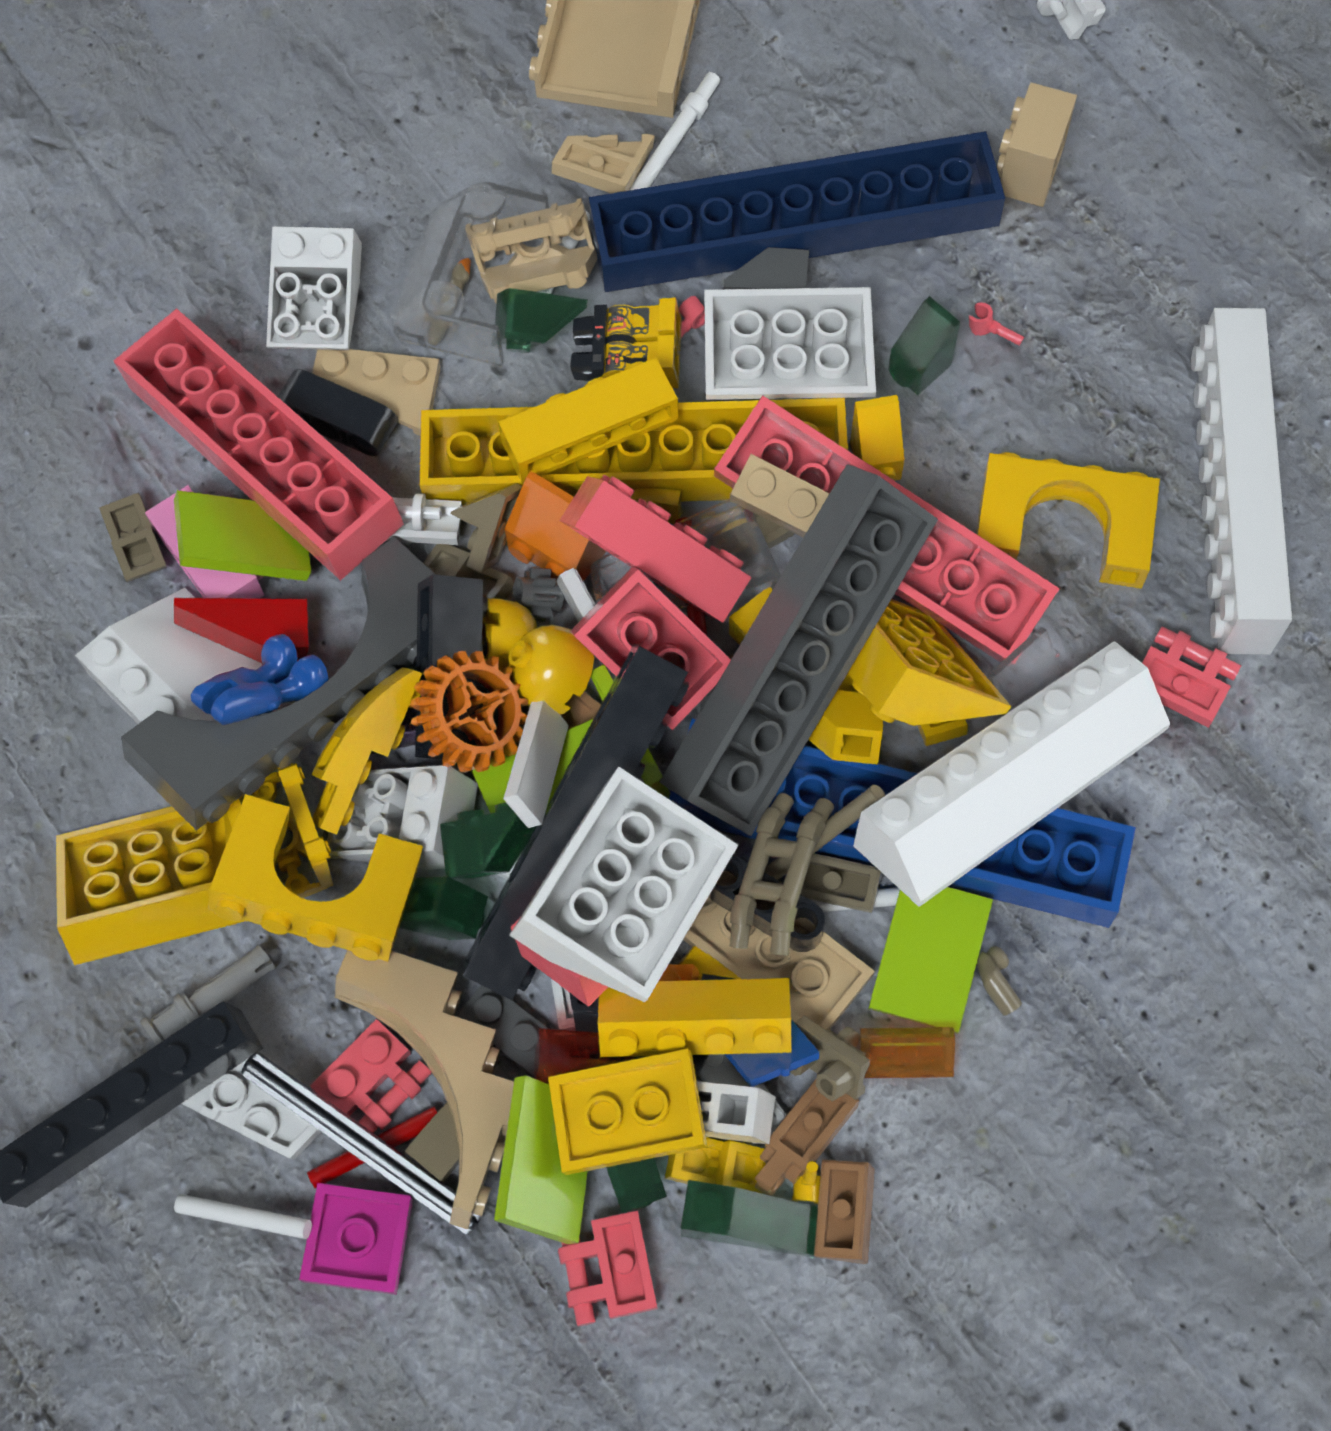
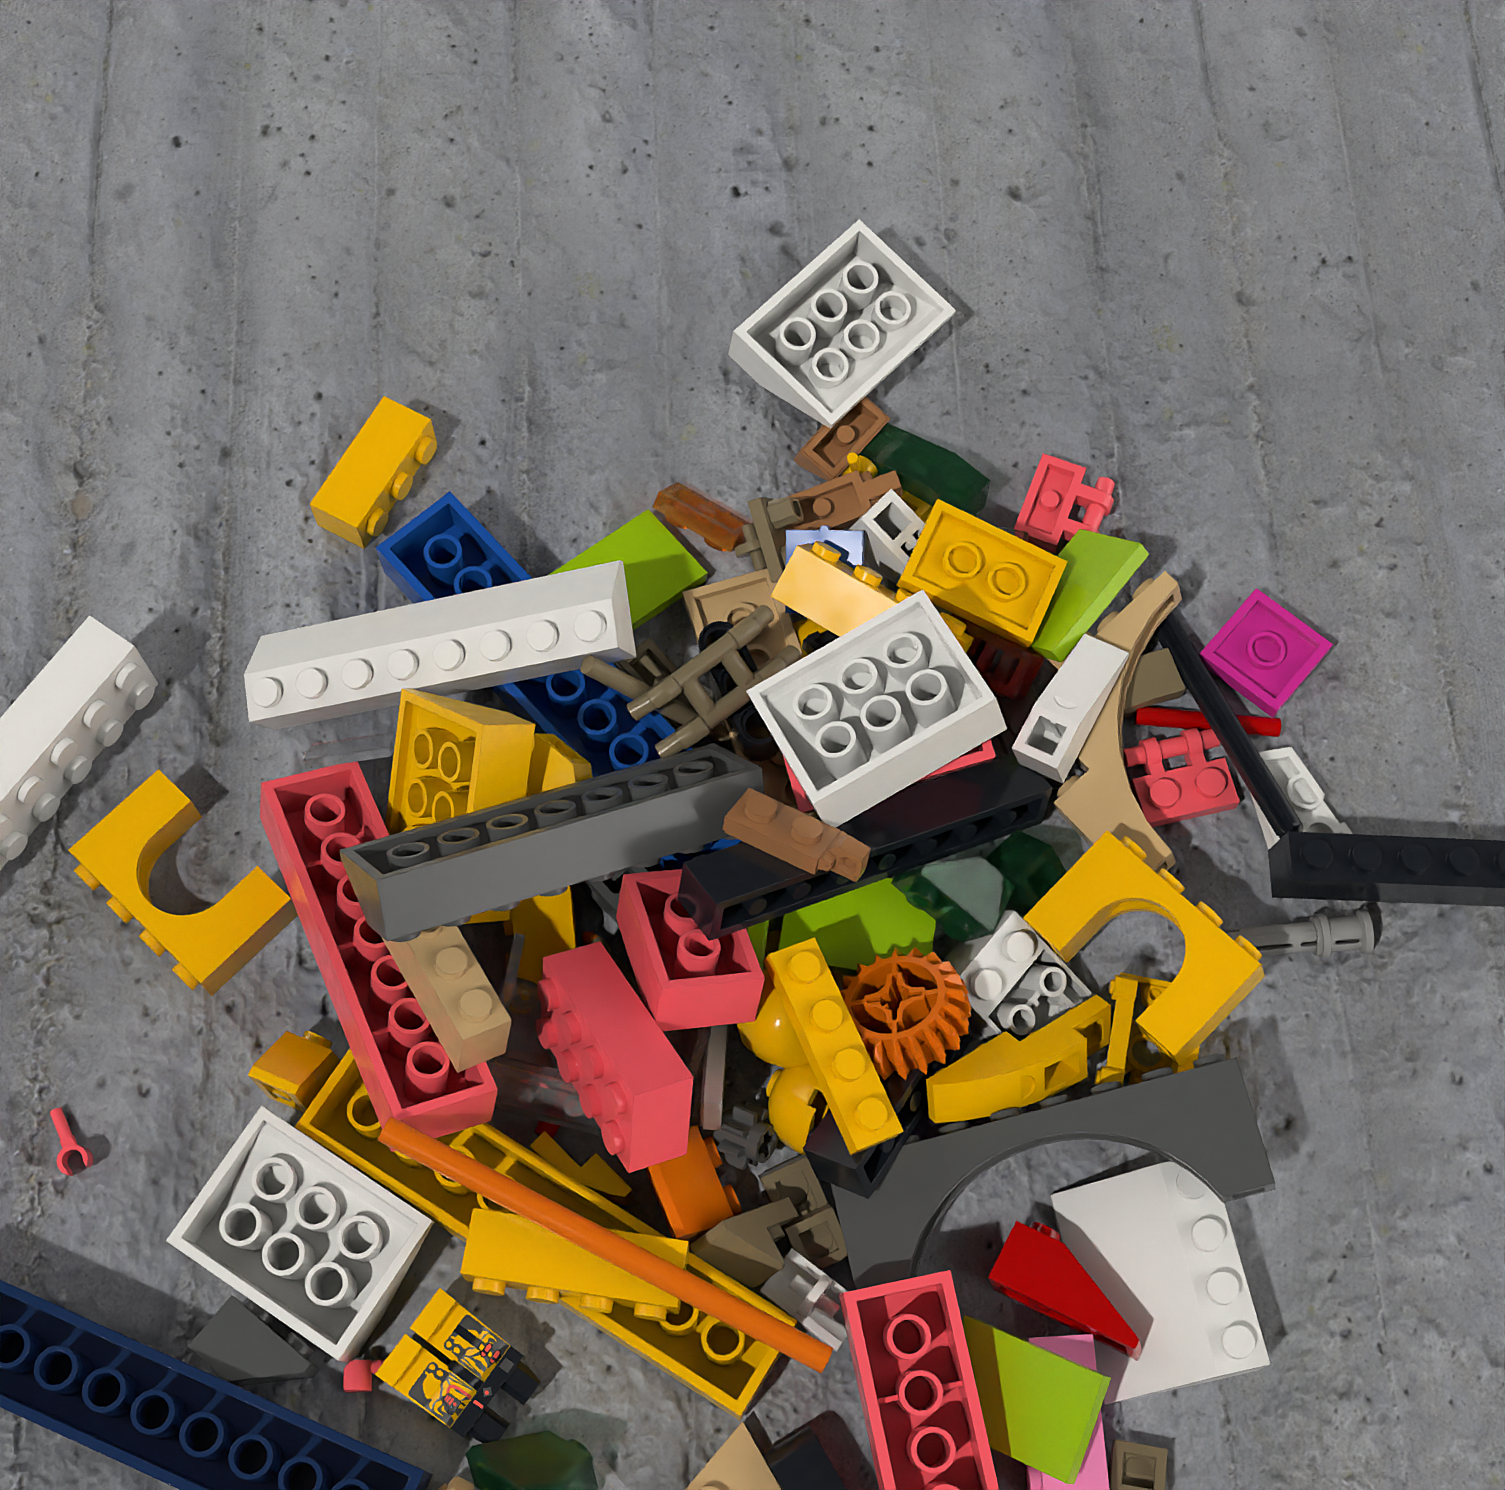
camera: 150 degrees left, 0 degrees up
(136, 883) = (1319, 1090): yellow slope -> none
(243, 1216) = (1357, 726): white bar -> none
(253, 692) = (1117, 1179): blue piece -> none
(483, 1037) = (1069, 708): none -> white slope
(501, 640) = (833, 1046): none -> yellow plate
(536, 763) = (874, 913): white tile -> none
(571, 417) = (606, 1244): none -> orange piece
(637, 751) = (795, 836): none -> medium nougat hinge
(913, 1311) = (839, 326): none -> white slope
(924, 347) = (166, 1146): slope -> none
(994, 982) = (587, 528): dark tan arm -> none
(1183, 686) = (220, 665): coral plate -> none
(1201, 915) = (374, 472): none -> yellow brick

